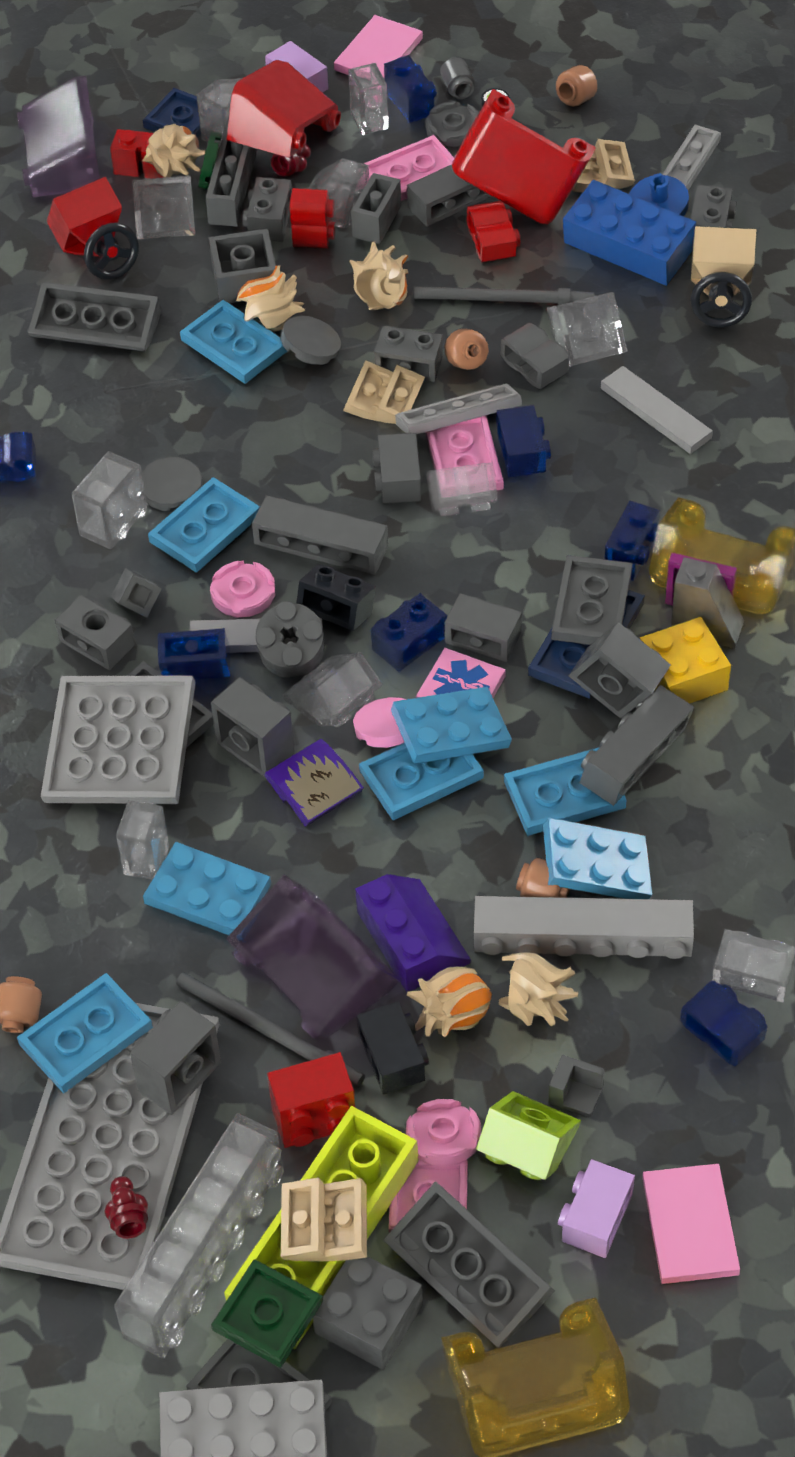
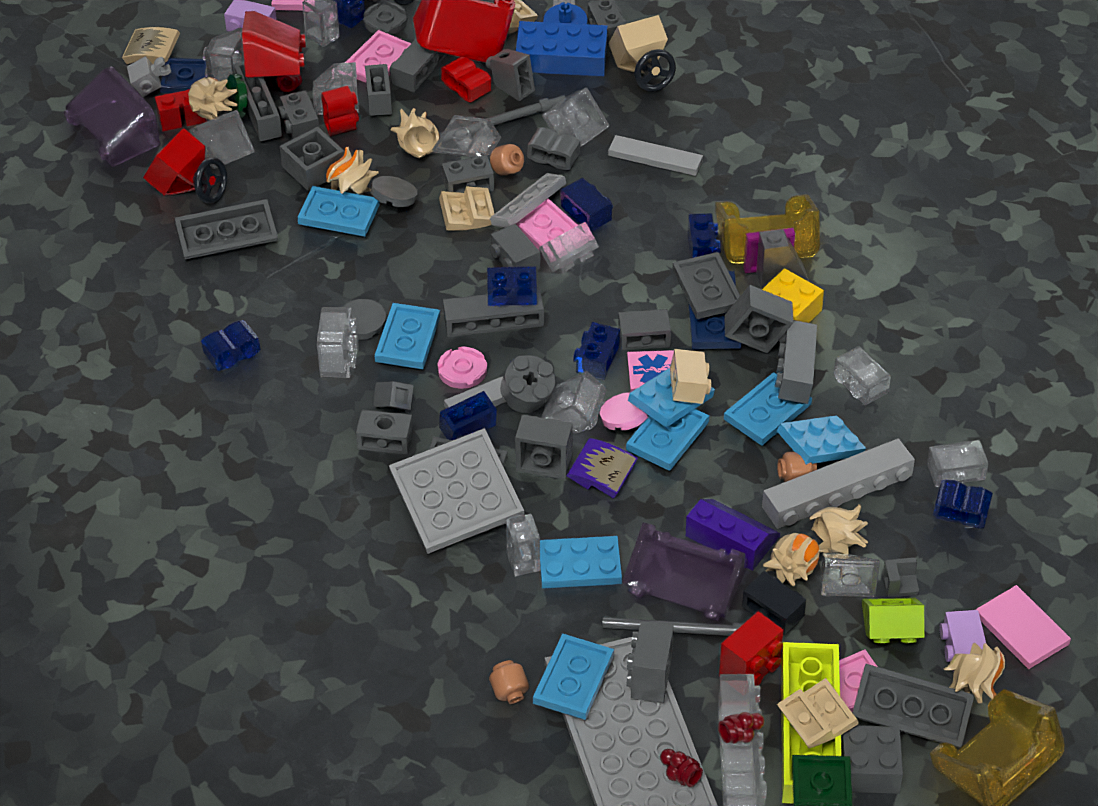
camera: 30 degrees left, 5 degrees down
(132, 100) = (145, 75): none -> light grey brick
(167, 67) = (152, 43): none -> slope
(205, 1194) = (740, 727): none -> dark red piece
(336, 596) = (536, 342): black brick -> none
(349, 510) = (511, 286): none -> clear blue brick
(433, 306) = (468, 137): none -> clear slope
(444, 1132) = (847, 633): bright pink tile -> none
(476, 710) = (689, 376): none -> tan brick
(503, 1050) = (848, 575): none -> clear slope
(548, 233) = (512, 73): none -> dark grey torso
(570, 1258) = (977, 671): none -> tan hair
(711, 797) = (861, 375): none -> clear brick

